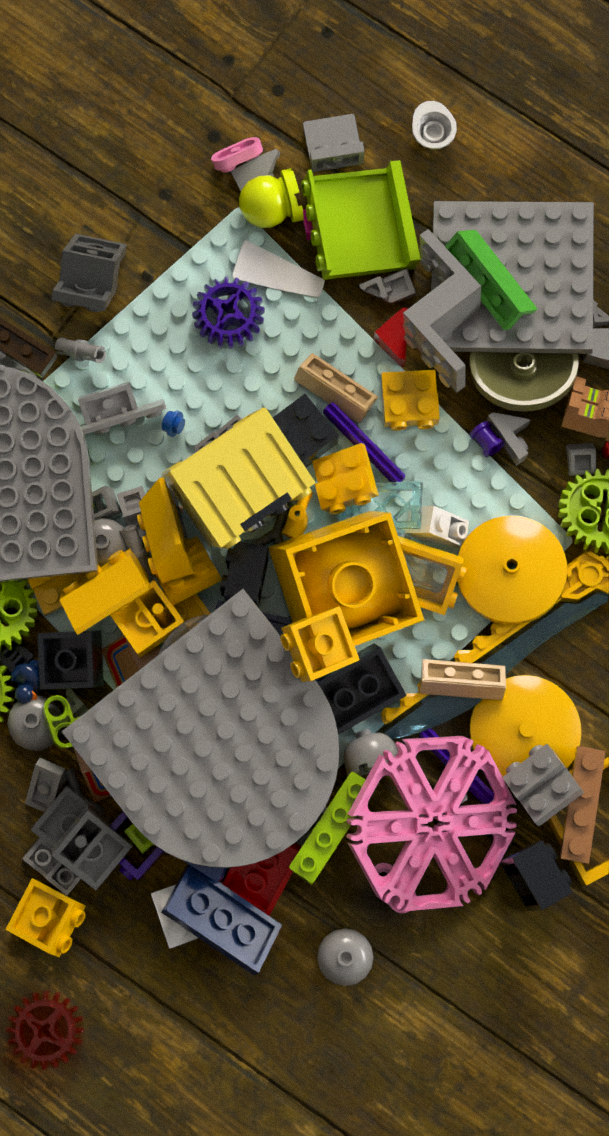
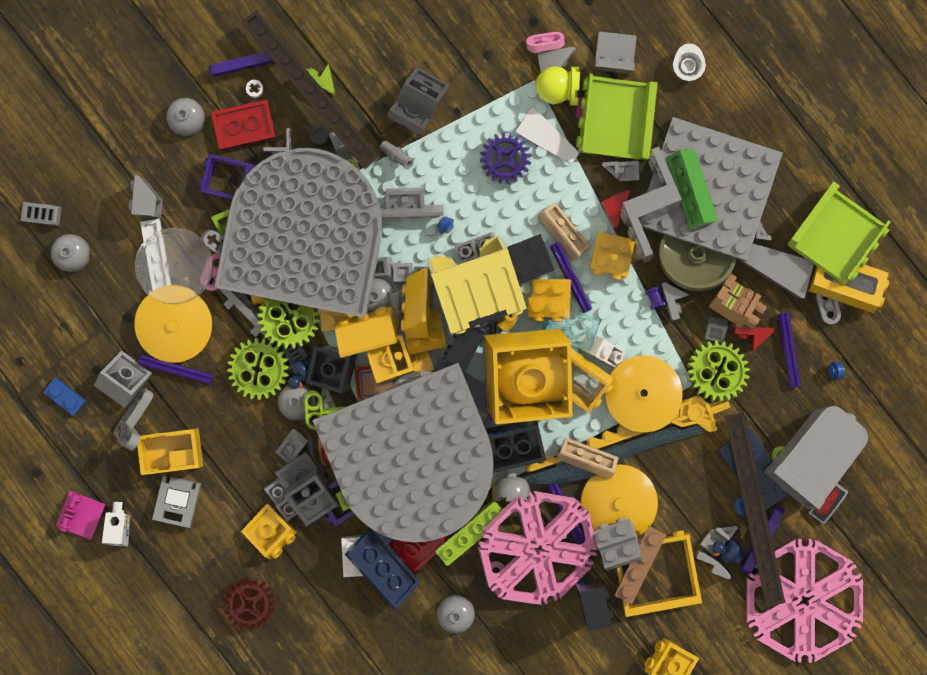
camera: 15 degrees right, 10 degrees up
(319, 644) = (497, 416): yellow plate -> none

